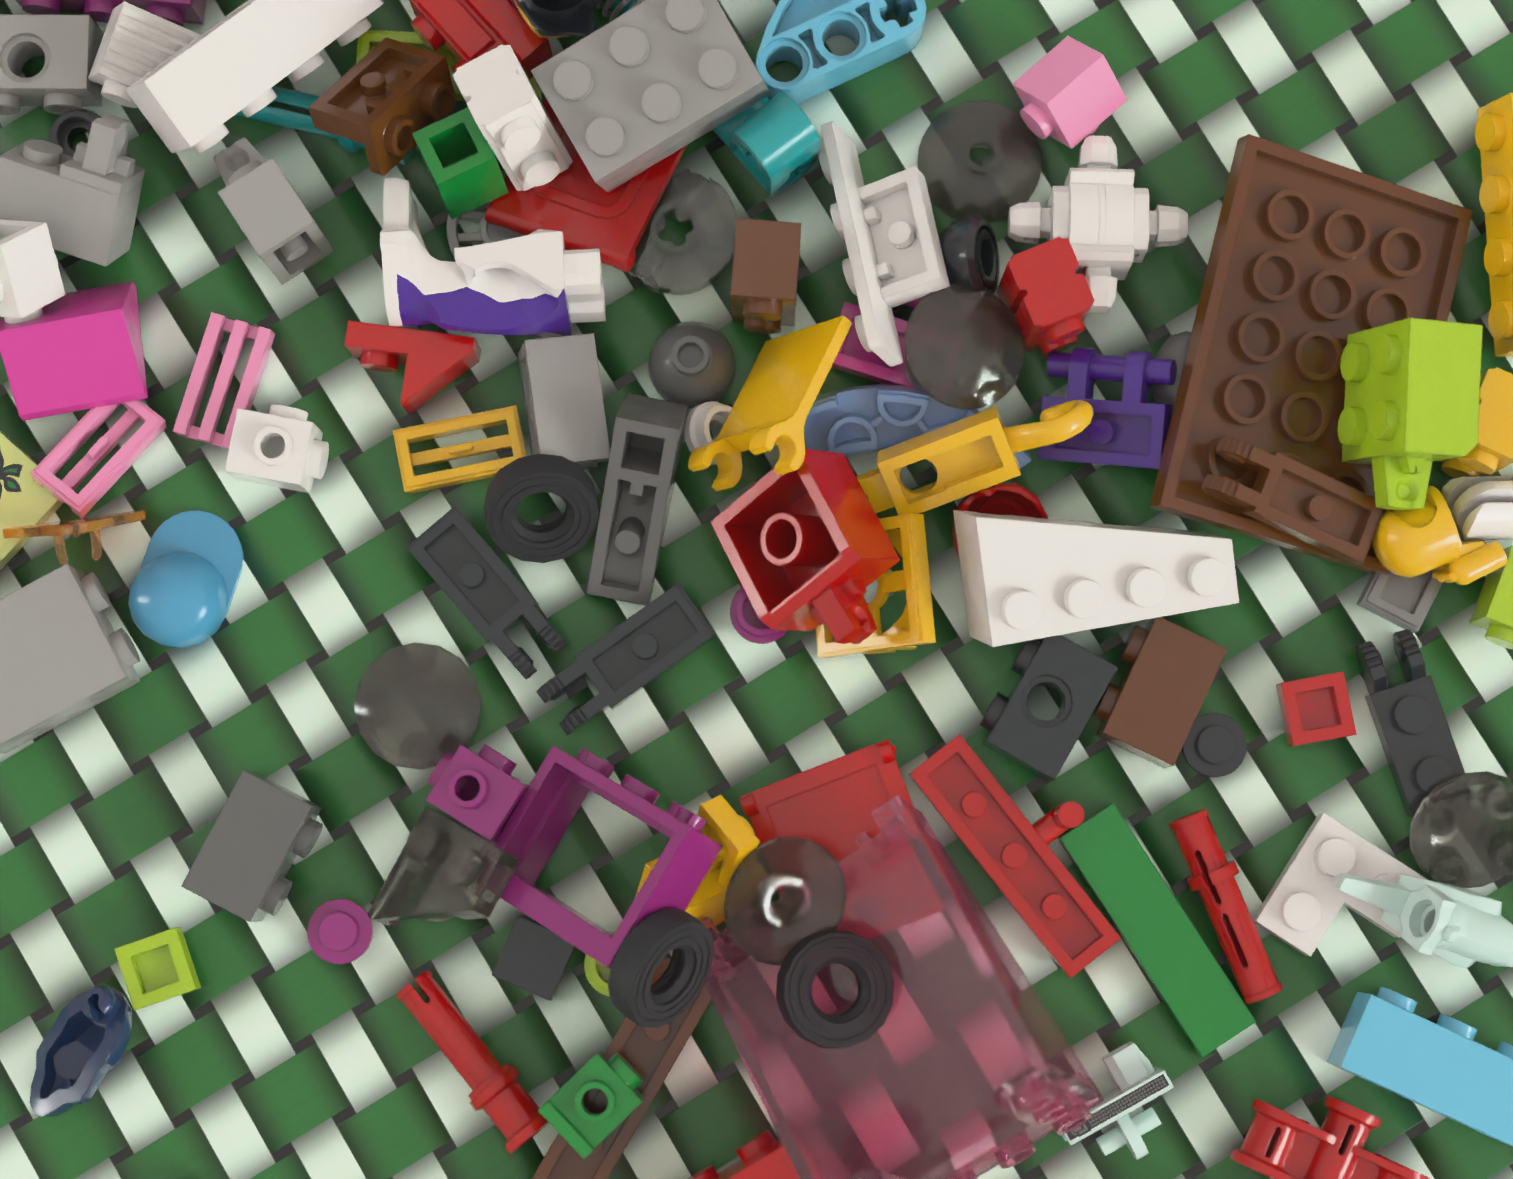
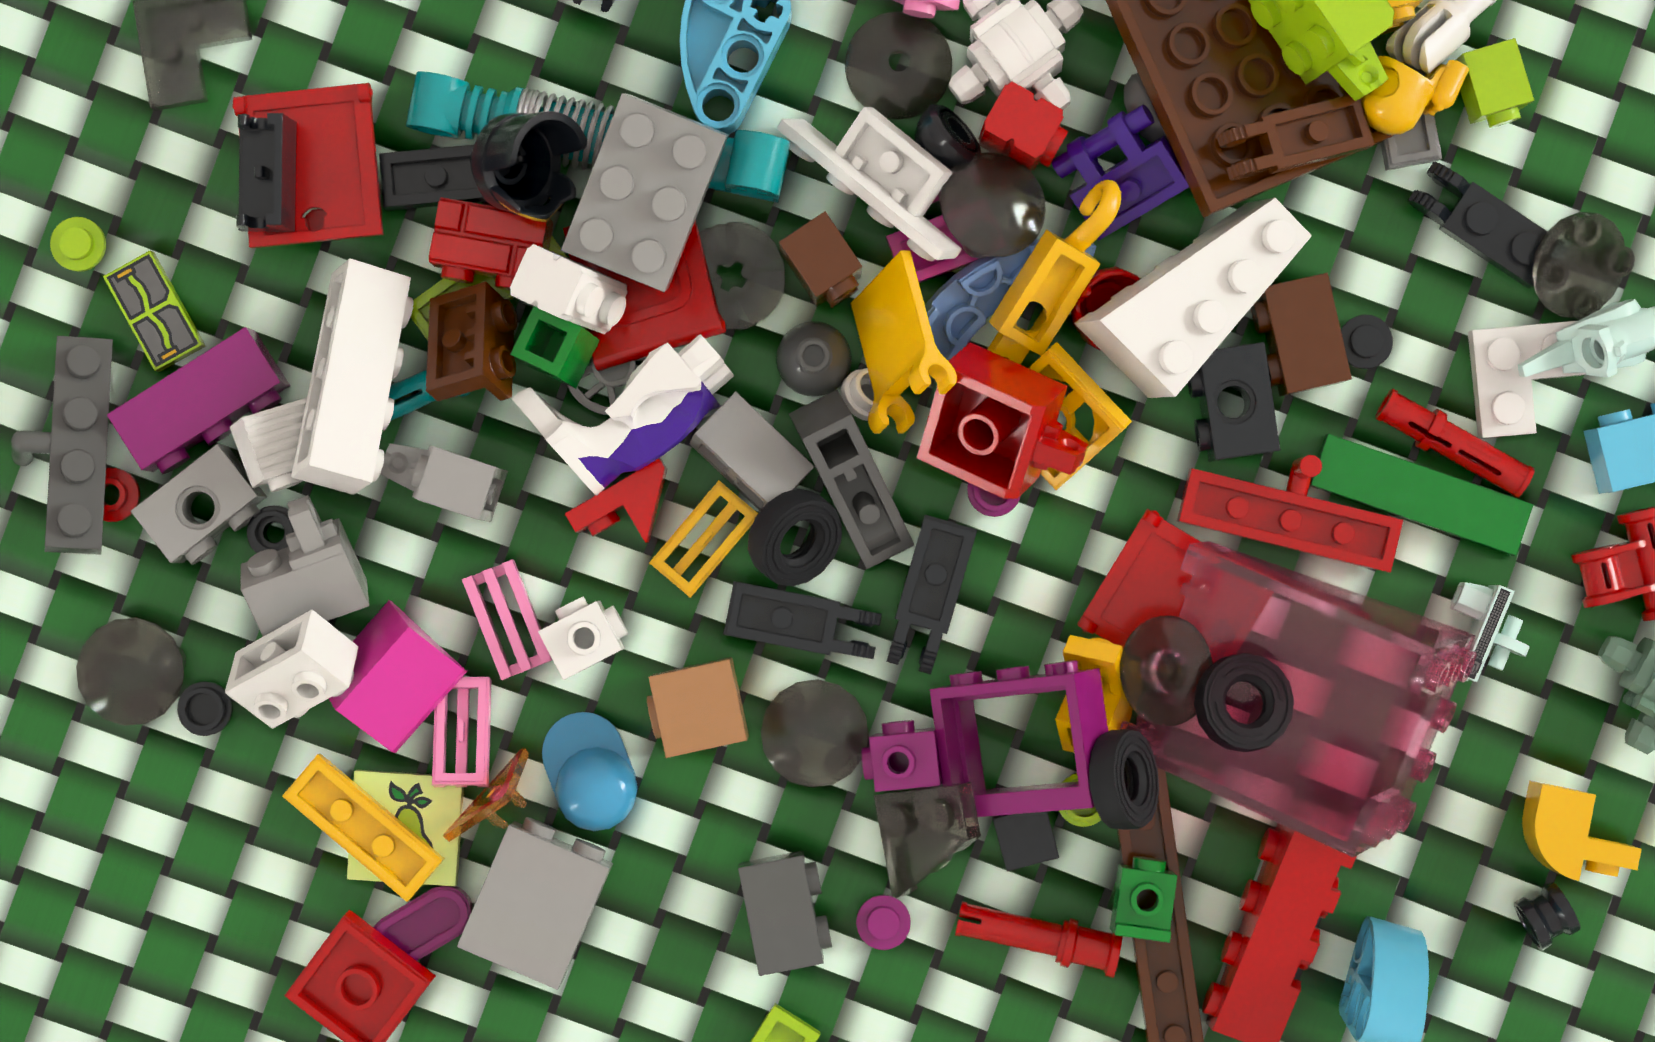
camera: 40 degrees left, 5 degrees up
(328, 593) = (697, 707): none -> medium nougat head
(1316, 709) = (1414, 264): red plate -> none

